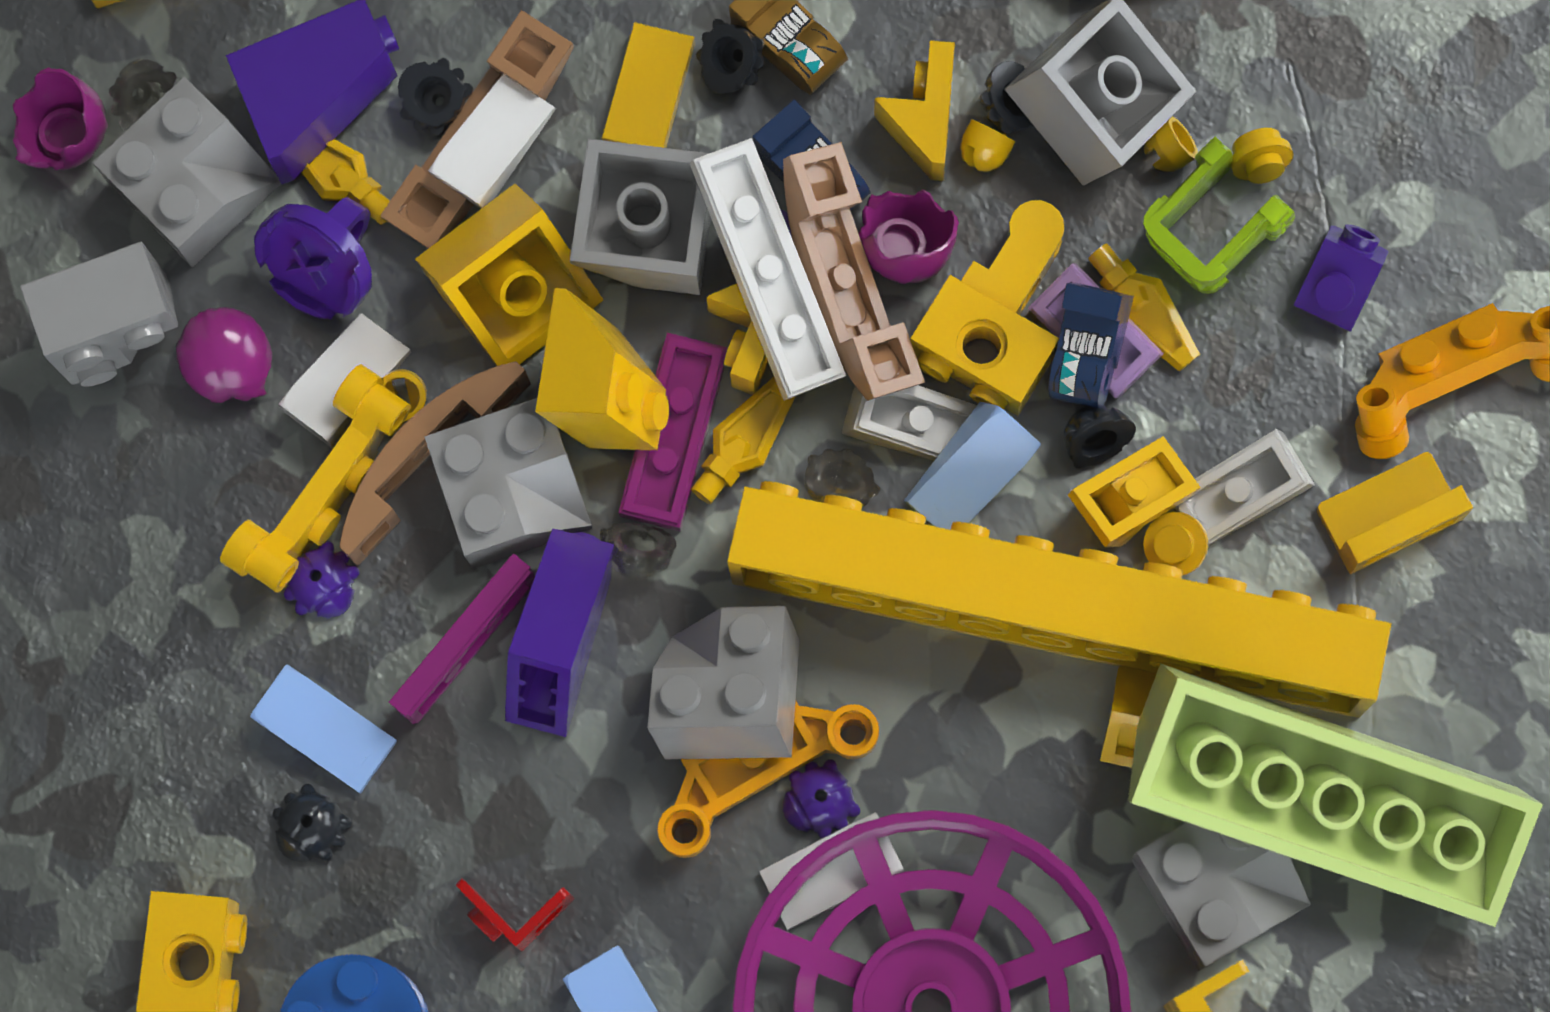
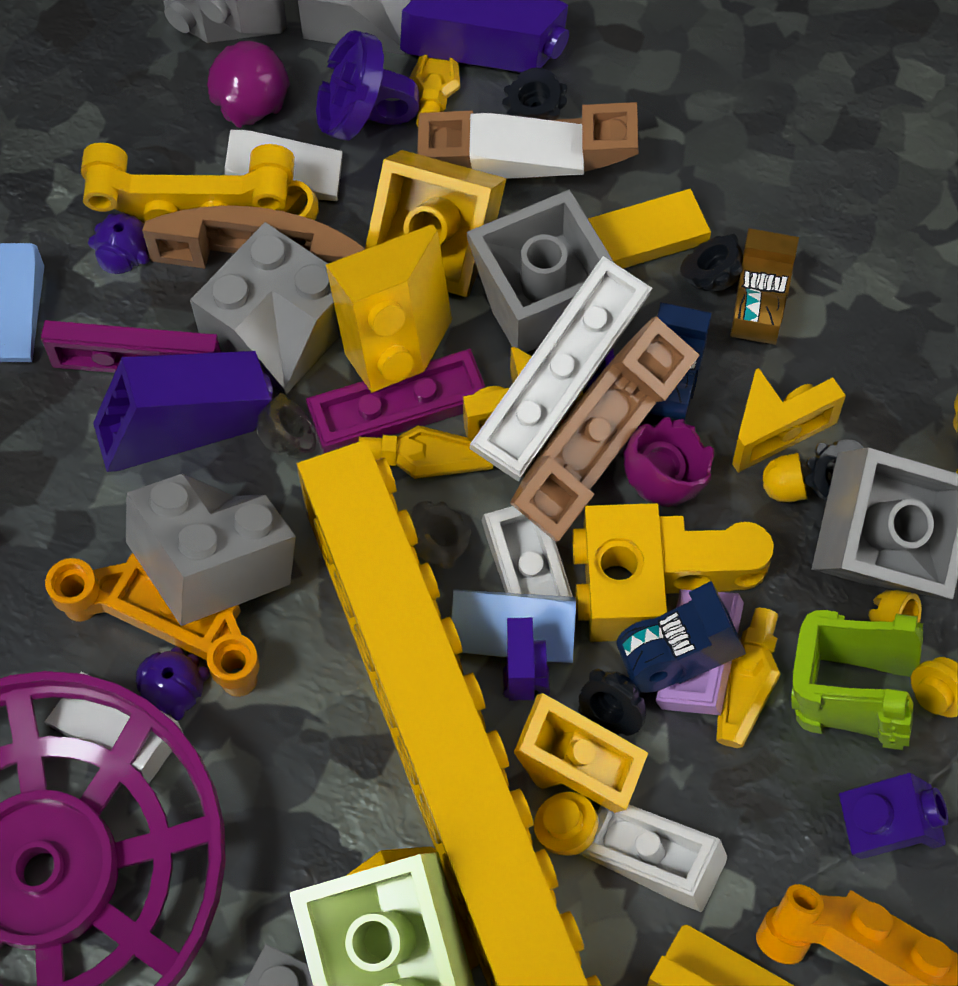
camera: 50 degrees right, 15 degrees down
(1024, 486) = (525, 662): none -> dark purple plate

